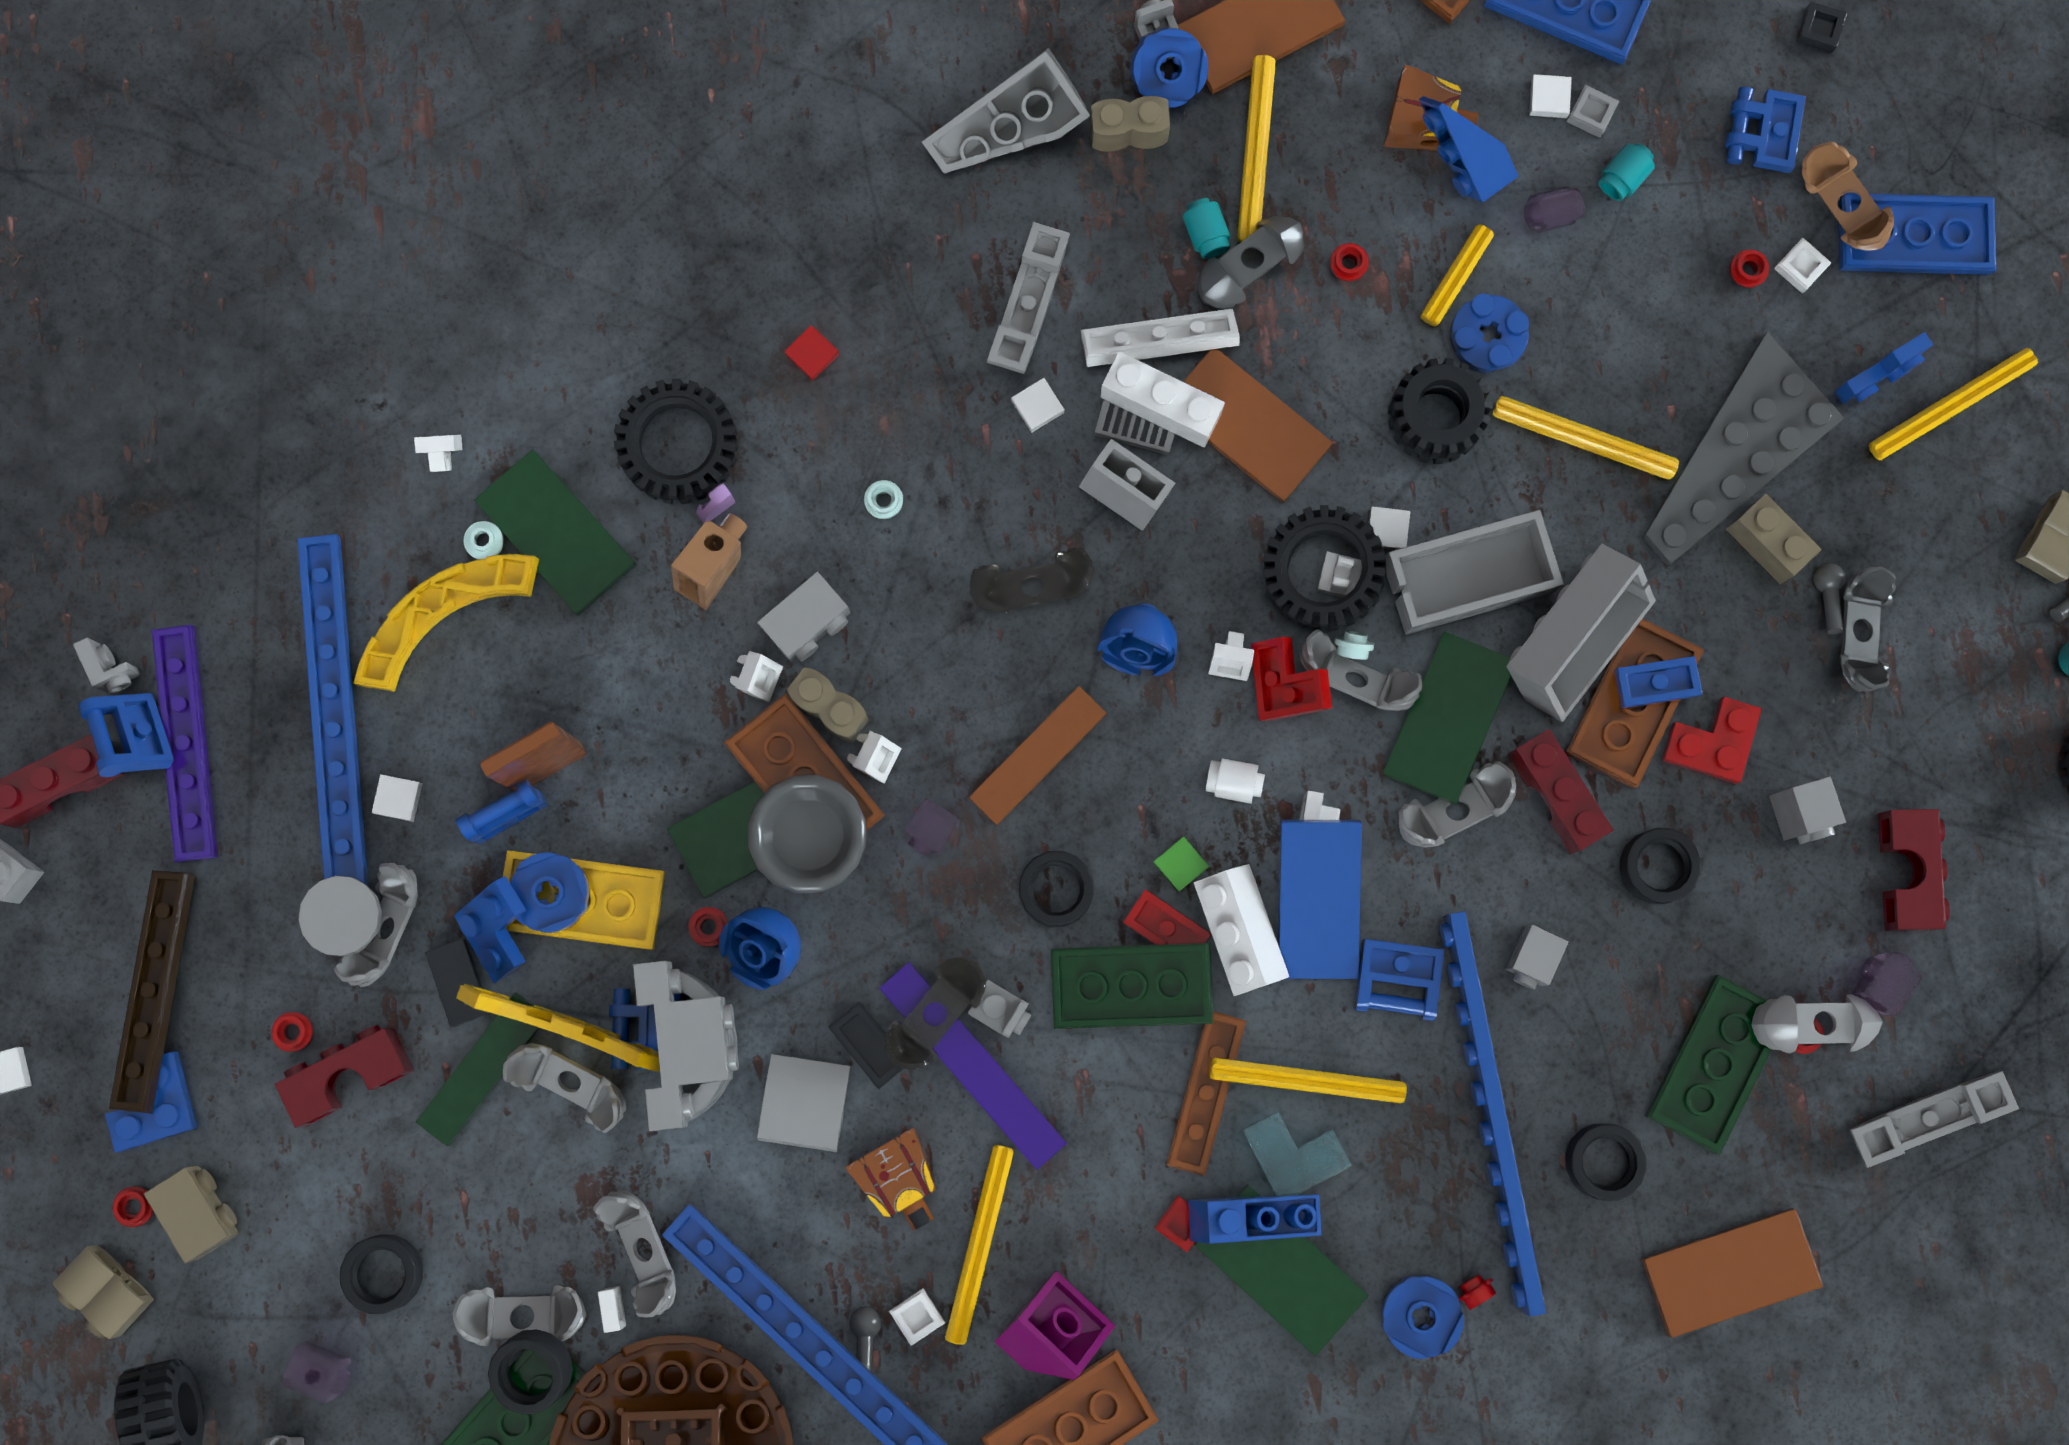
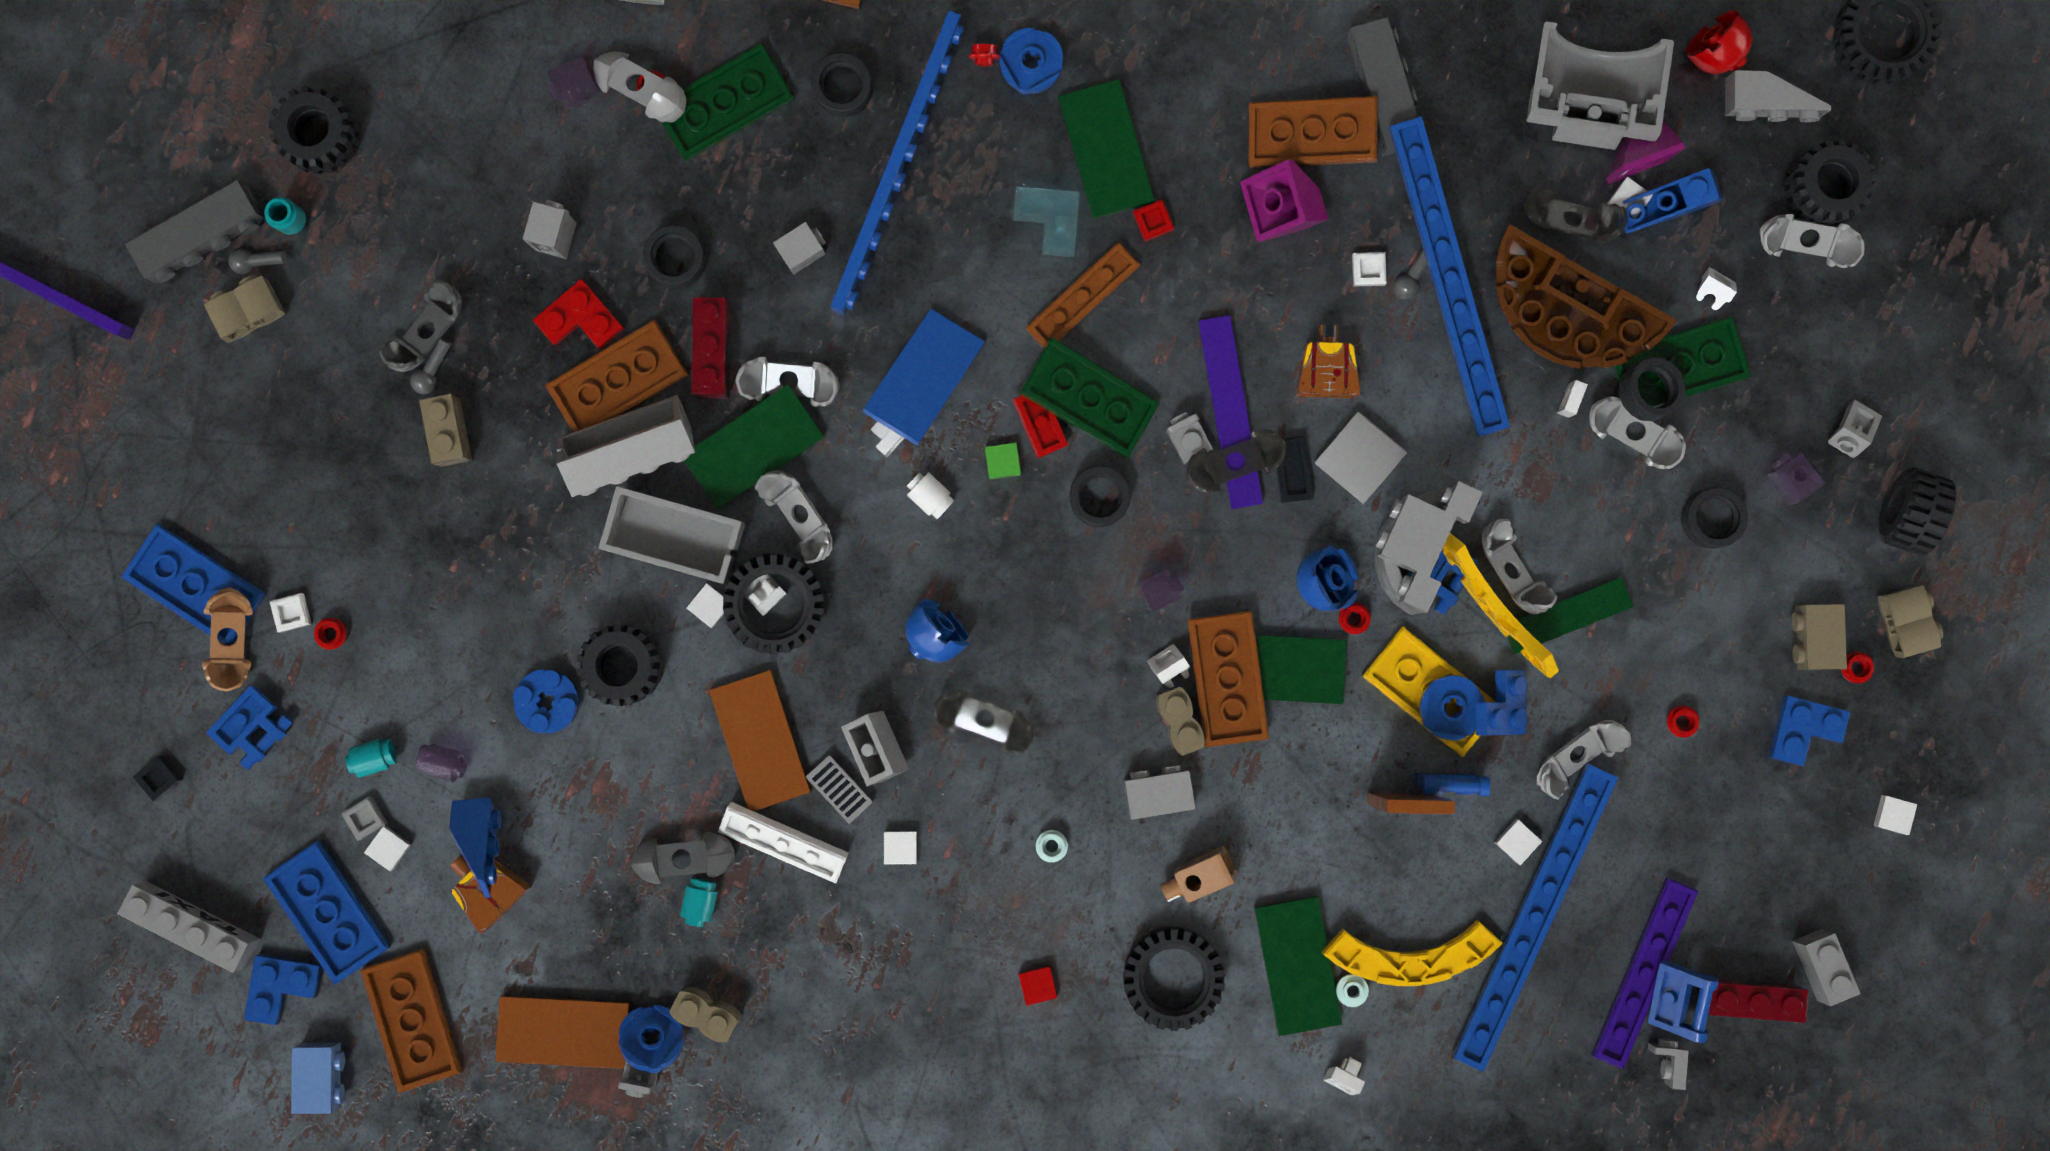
camera: 150 degrees left, 5 degrees up
(152, 992) = (1764, 807): dark brown tile -> none
(310, 1090) = (1636, 667): dark red arch -> none
(340, 916) = (1605, 779): light grey tile -> none
(450, 968) = (1549, 694): black tile -> none
(656, 1278) = (1531, 398): light grey piece -> none
(720, 501) = (1173, 915): lavender tile -> none
(757, 676) = (1216, 772): white tile -> none
(806, 834) = (1251, 635): dark grey piece -> none
(979, 1244) = (1298, 290): yellow axle -> none
(1020, 112) = (779, 1072): light grey wedge -> none
(1029, 298) = (859, 928): light grey slope -> none
(1037, 755) = (1055, 597): dark orange tile -> none
(1161, 399) = (812, 793): white brick -> none
(1231, 658) = (878, 580): white tile -> none
(1241, 929) = (991, 388): white brick -> none
(1254, 1218) = (1105, 191): blue slope -> none
(1256, 145) = (625, 940): yellow axle -> none
(1279, 689) = (858, 536): red plate -> none
(1308, 1080) = (1009, 261): yellow axle -> none
(1351, 251) = (602, 815): red plate -> none
(1354, 645) = (787, 537): light aqua plate -> none
(1402, 966) = (898, 300): blue plate -> none
(1457, 275) = (541, 757): yellow axle -> none
(1585, 437) = (528, 584): yellow axle -> none
(1658, 682) = (593, 380): blue plate -> none
(1752, 438) = (409, 511): dark grey wing -> none
(1893, 367) = (276, 498): blue plate -> none
(1917, 837) = (512, 122): dark red arch -> none
(1953, 404) = (252, 448): yellow axle -> none

